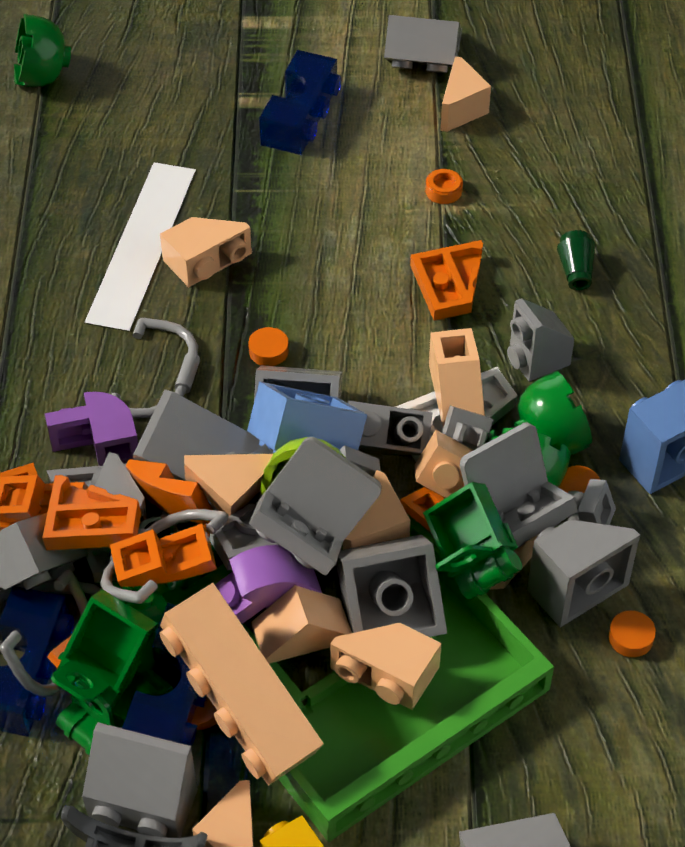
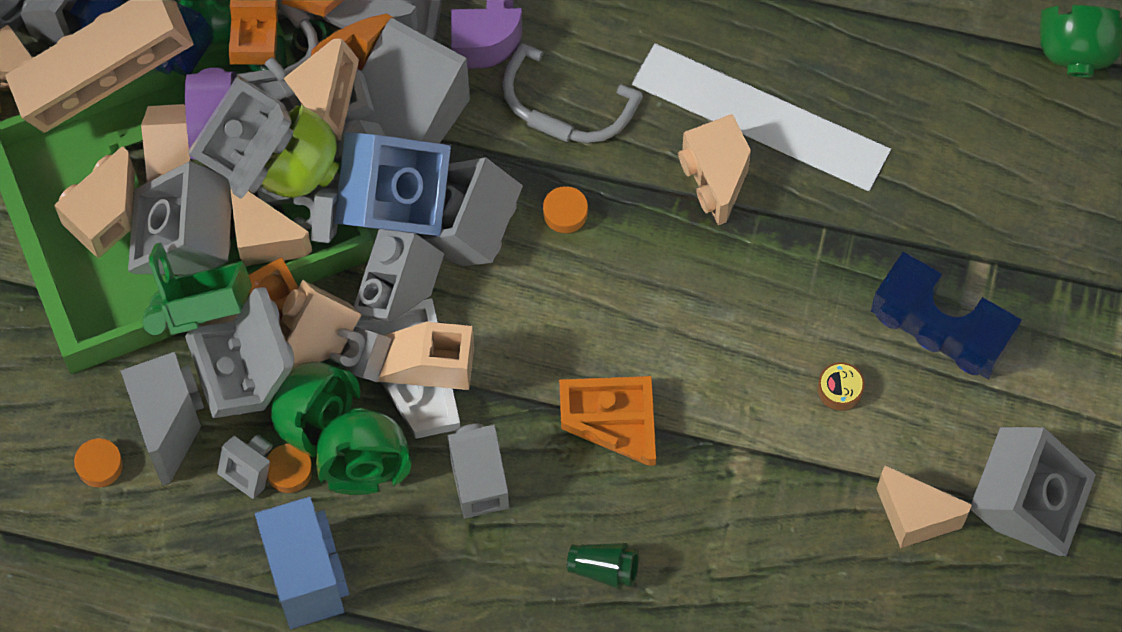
camera: 105 degrees right, 15 degrees up
(374, 156) = (841, 386): none -> tile
(444, 186) = (772, 454): orange tile -> none

